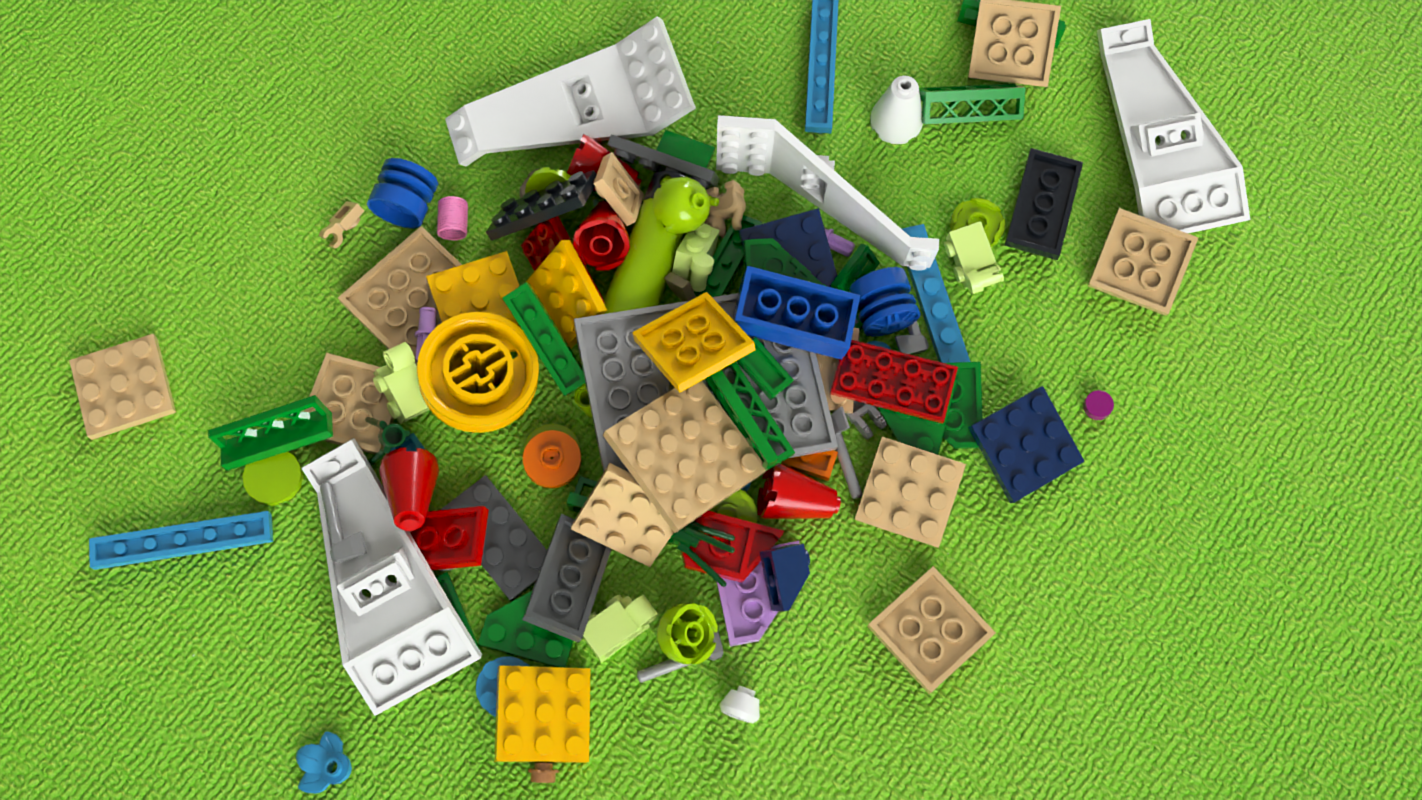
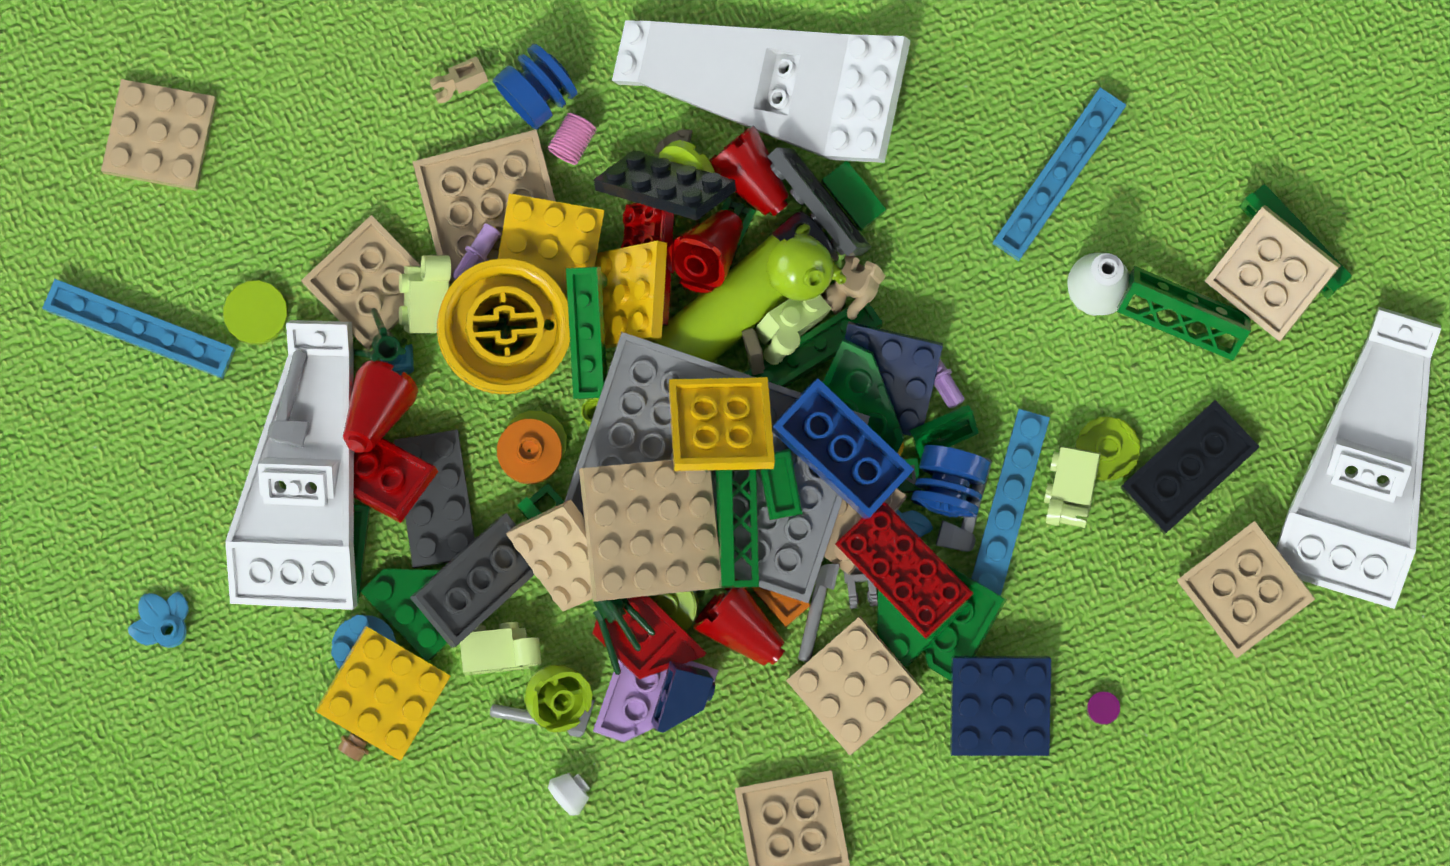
camera: 30 degrees right, 10 degrees up
(276, 436) = (277, 273): green fence -> none
(618, 189) = (750, 211): tan plate -> none
(769, 148) = (923, 250): white wing -> none

